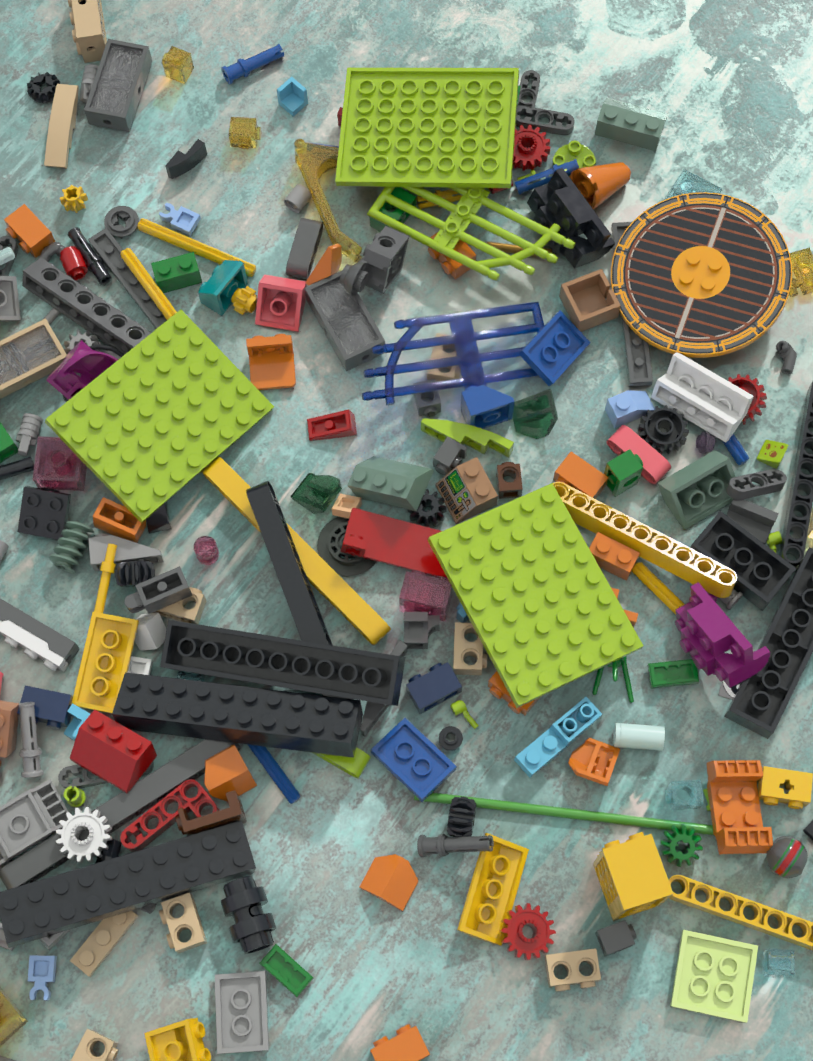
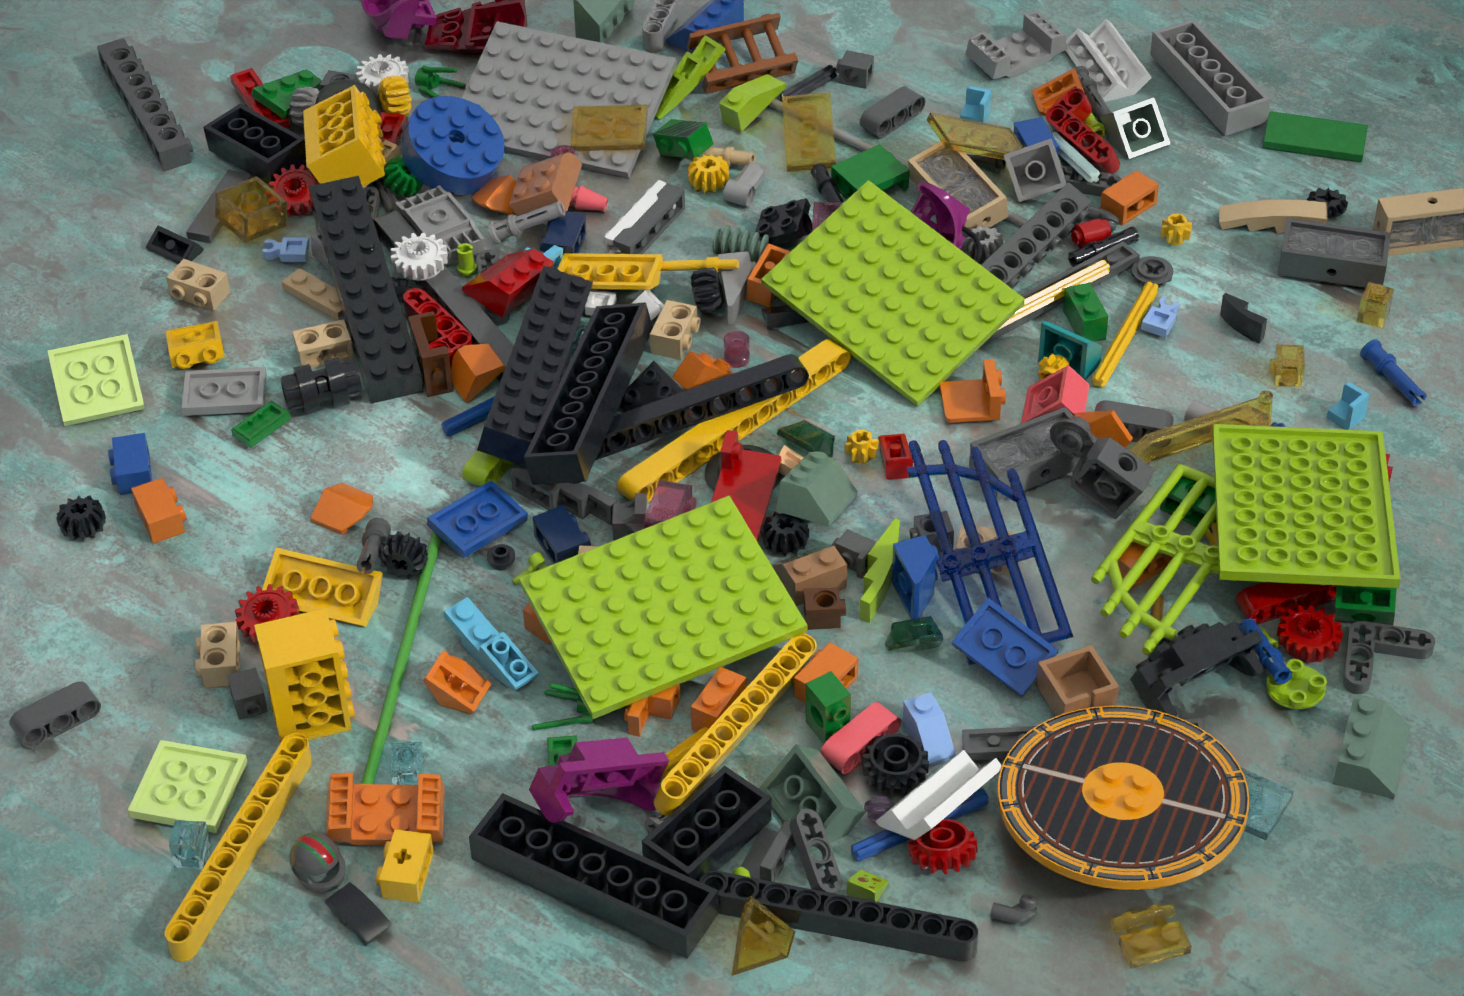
camera: 90 degrees right, 25 degrees down
(159, 592) = (678, 295): dark grey brick -> none
(238, 576) = (700, 369): none -> orange slope
(268, 614) = (649, 387): none -> black plate
(329, 455) = (861, 446): none -> yellow gear
(600, 181) = (1261, 703): orange cone -> none
(639, 736) = (484, 723): light aqua pin -> none
(687, 837) = (346, 754): green gear -> none

